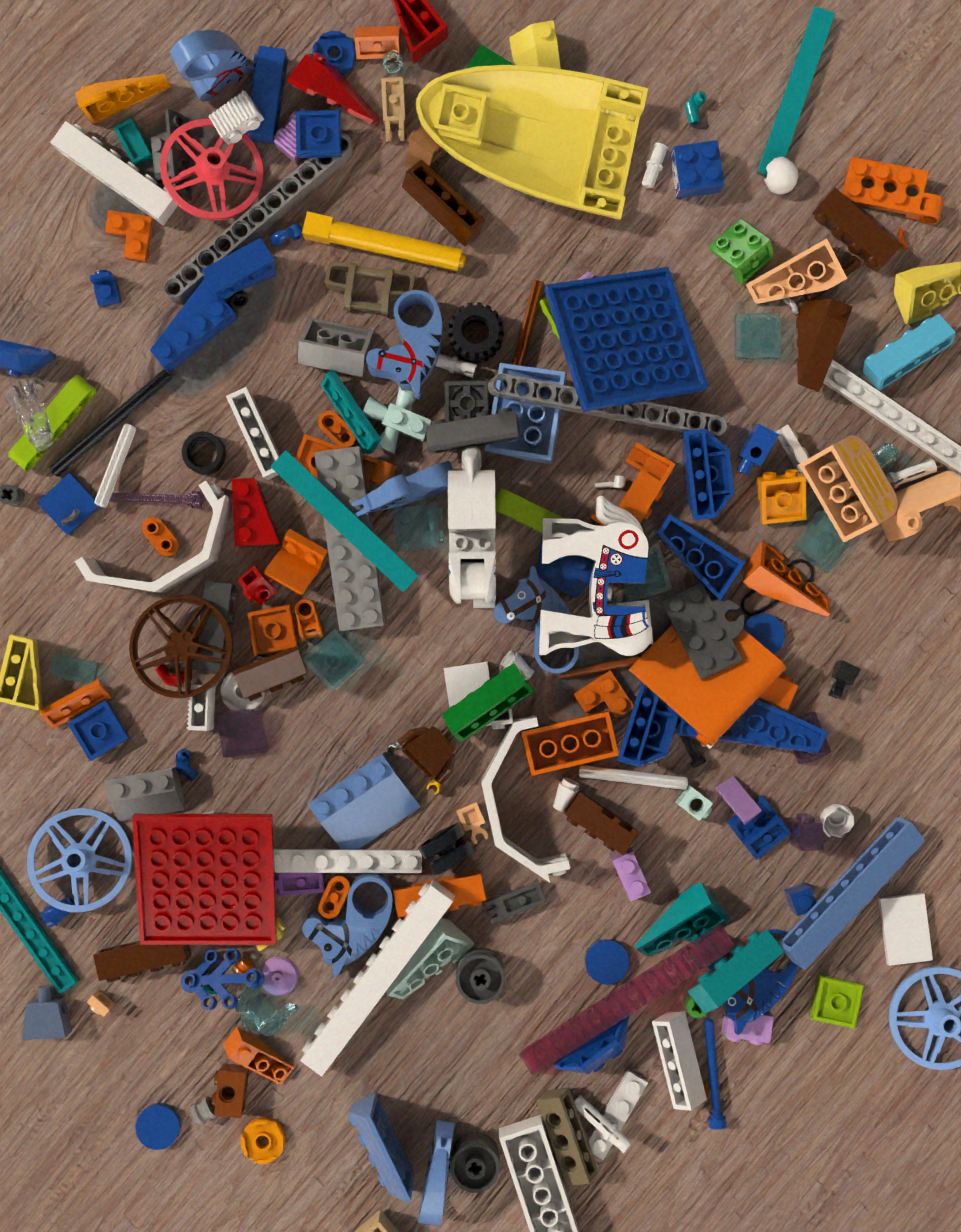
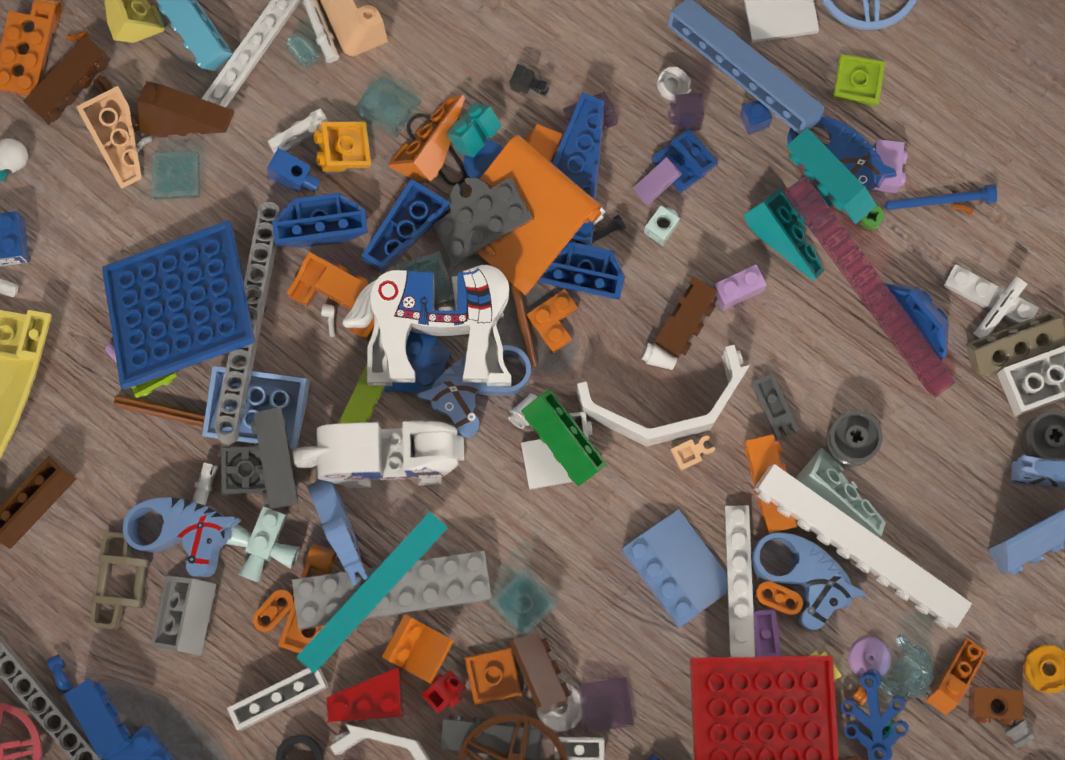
camera: 90 degrees left, 10 degrees down
(238, 303) = (132, 722): black hinge -> none
(308, 622) = (483, 634): orange piece -> none
(327, 231) = (56, 629): yellow brick -> none
(350, 412) = (254, 595): teal tile -> none
(418, 528) = (379, 518): clear light blue bracket -> none
(429, 752) = (619, 499): reddish brown torso -> none
(448, 850) = (720, 476): black wheel -> none
(472, 314) = (155, 450): black tyre -> none
(569, 742) = (603, 353): orange brick -> none
(607, 961) = (832, 310): blue tile -> none
(633, 777) = (638, 287): white axle -> none
(679, 1060) = (929, 232): white brick -> none
(743, 250) = (85, 191): bright green bracket -> none
(795, 624) = (473, 129): none -> teal brick
(851, 487) = (332, 76): light nougat brick -> none

